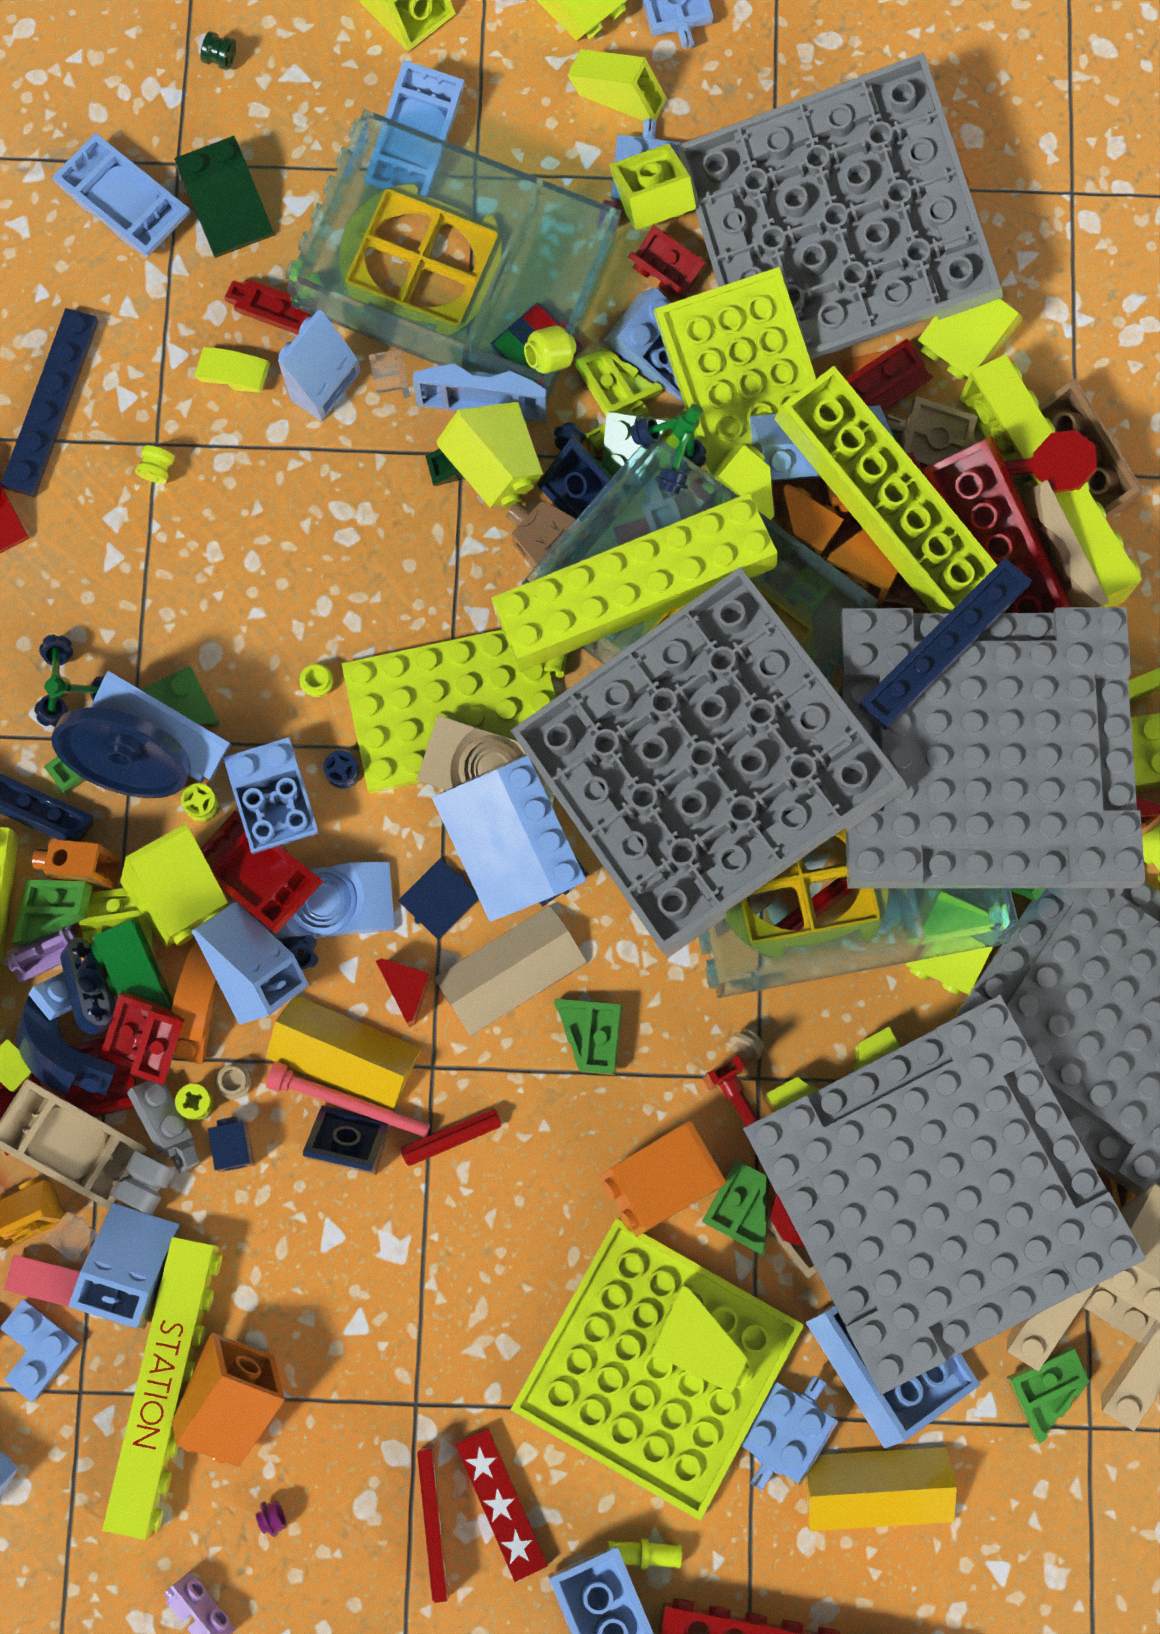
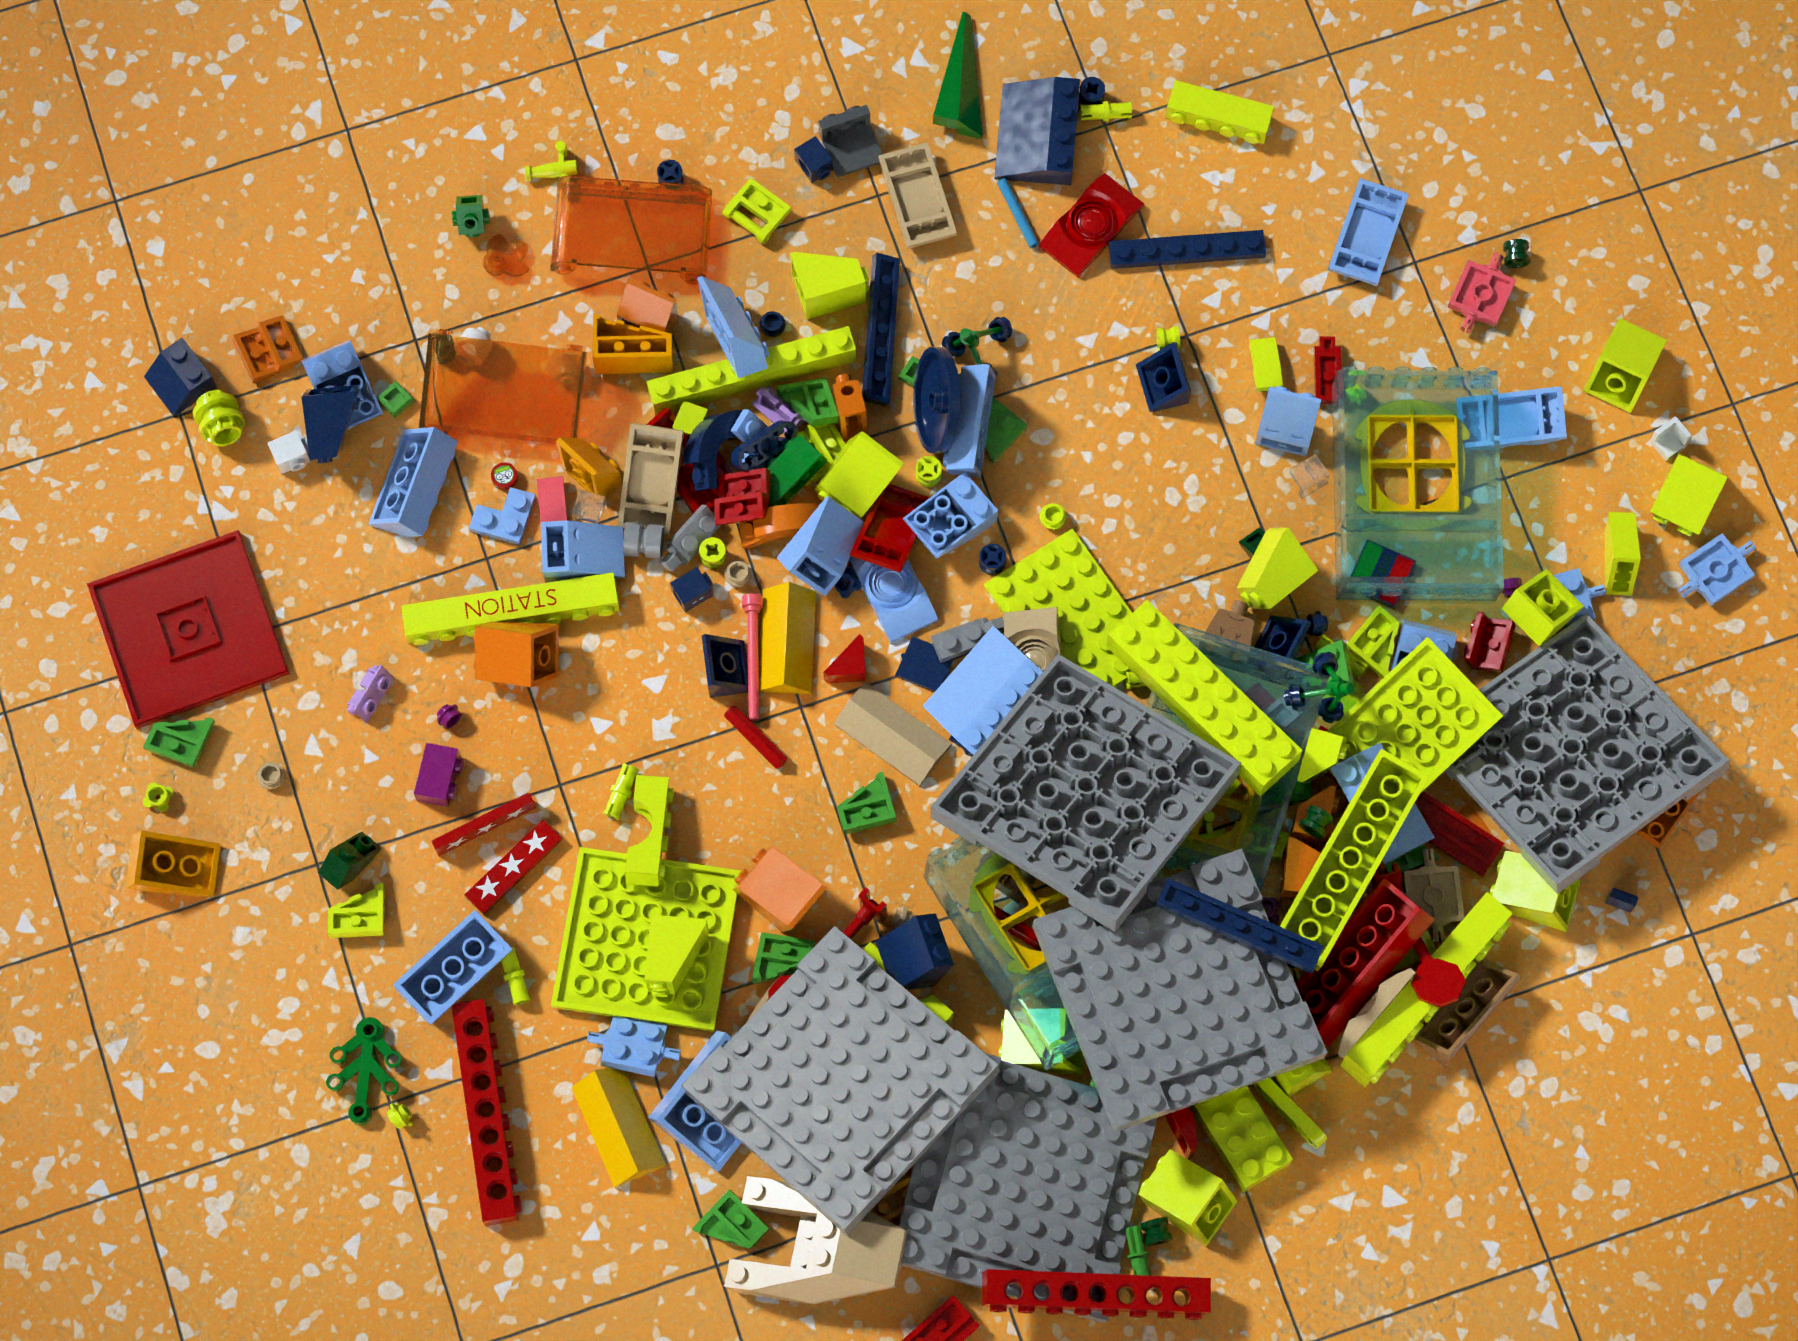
camera: 70 degrees right, 5 degrees down
(201, 486) = (1164, 379): none -> dark blue slope
(224, 196) = (1399, 304): dark green slope -> none
(249, 106) = (1482, 293): none -> coral plate
(345, 1560) = (438, 775): none -> magenta brick
(426, 838) = (963, 638): none -> light grey hinge
(454, 388) = (1319, 542): light blue slope -> none
(457, 1330) = (621, 791): none -> neon yellow pin
(550, 349) = (1364, 575): neon yellow head -> none
(564, 1333) = (645, 860): none -> neon yellow arch
(808, 1043) = (916, 952): none -> dark blue slope
(826, 519) = (1316, 822): none -> dark green wheel
(1013, 245) = (1621, 900): none -> dark blue tile

